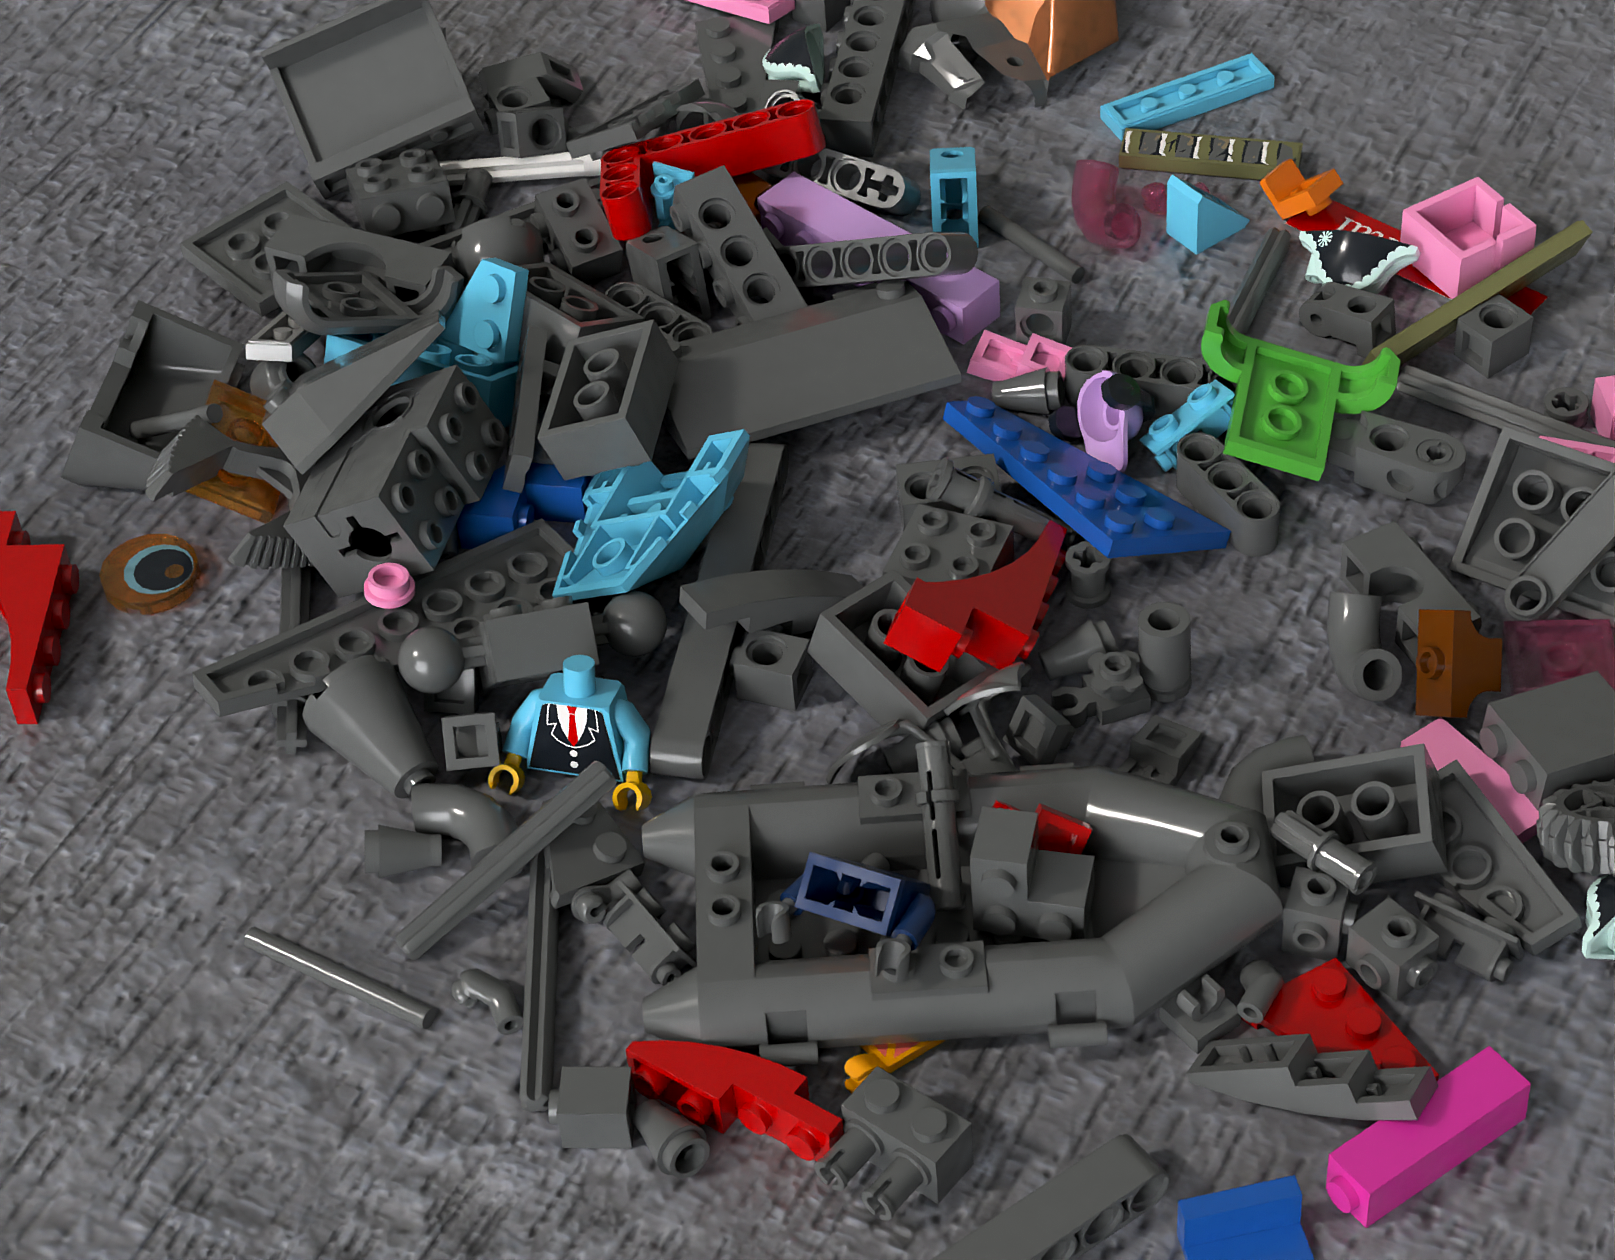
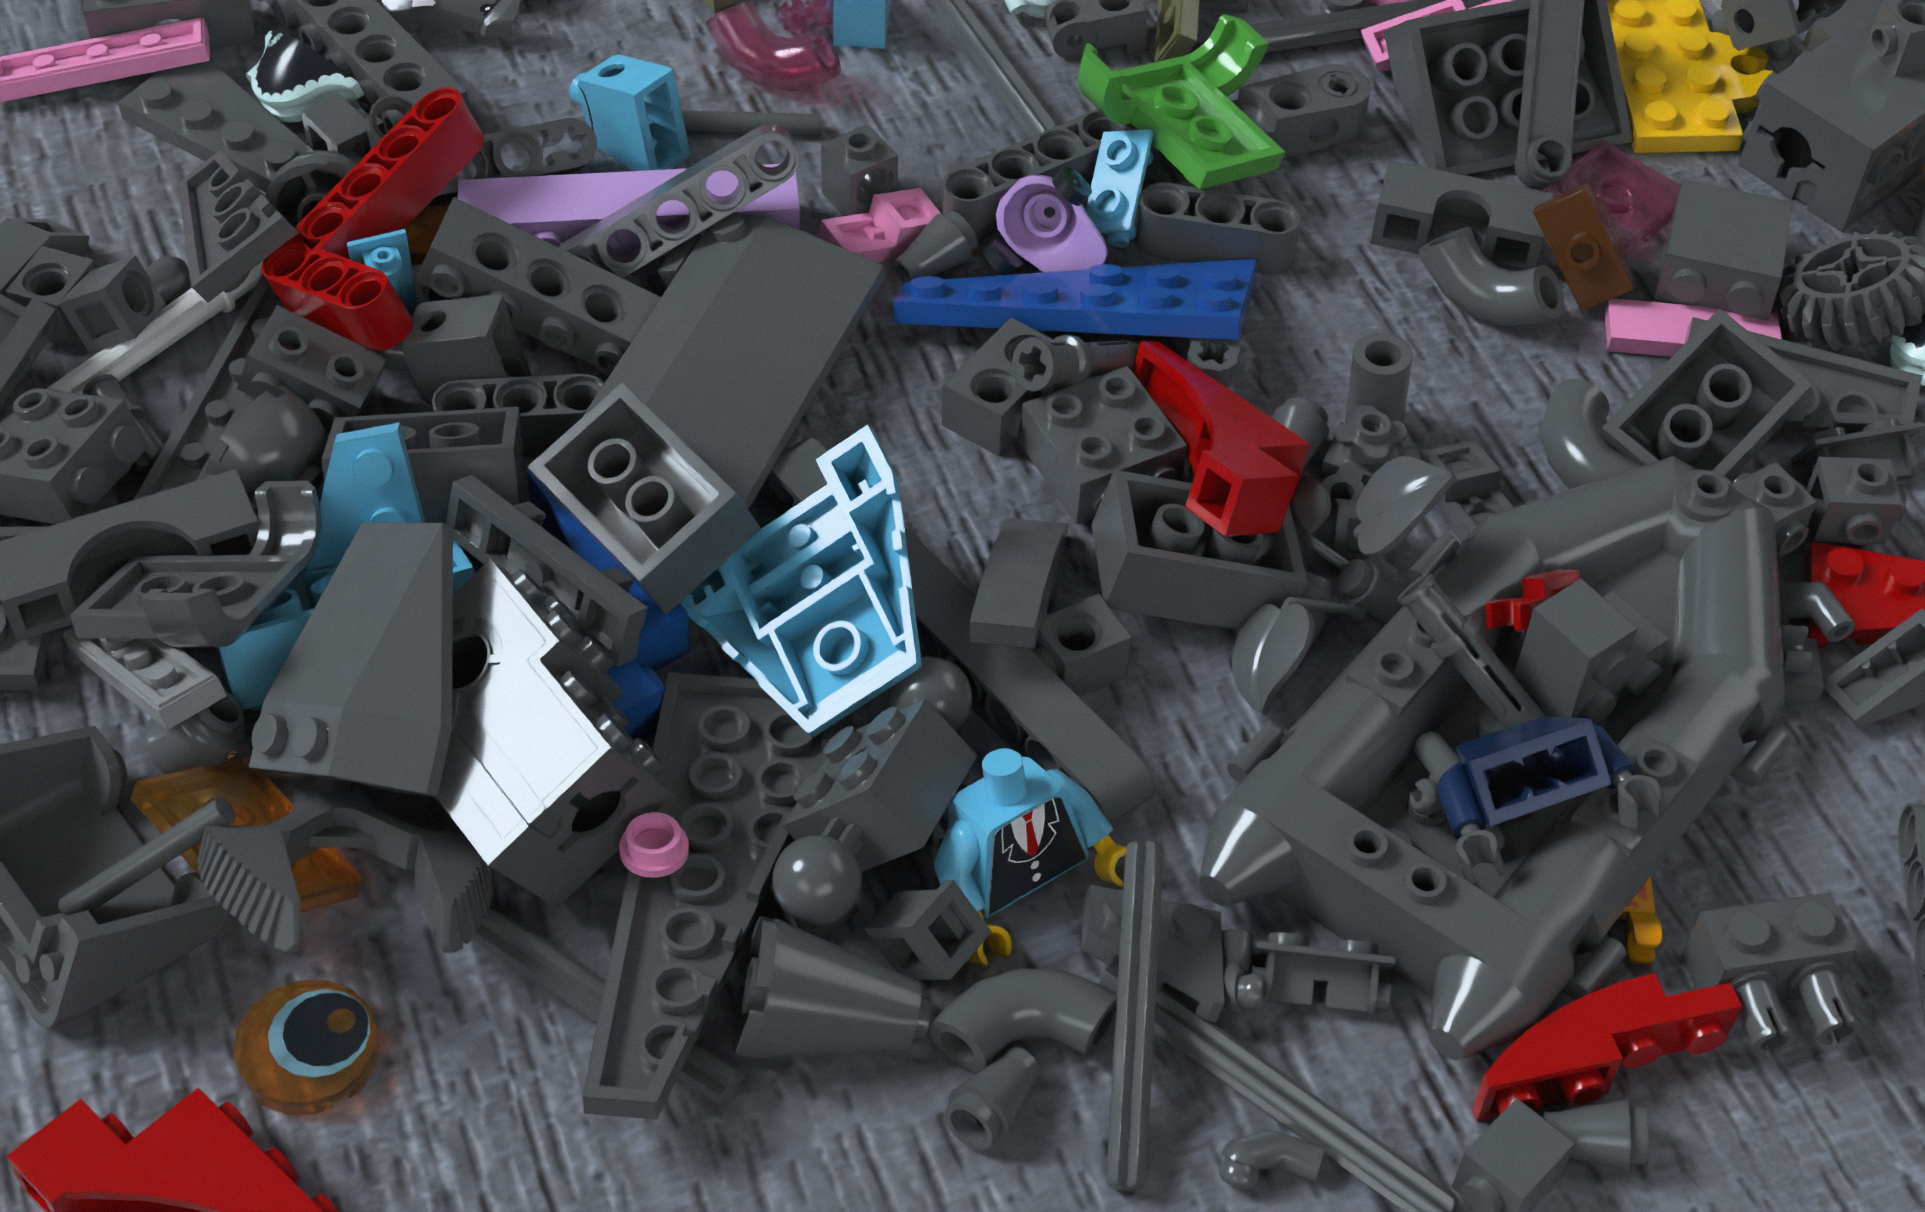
camera: 55 degrees left, 5 degrees up
(1324, 851) = (1750, 452): dark grey axle -> none

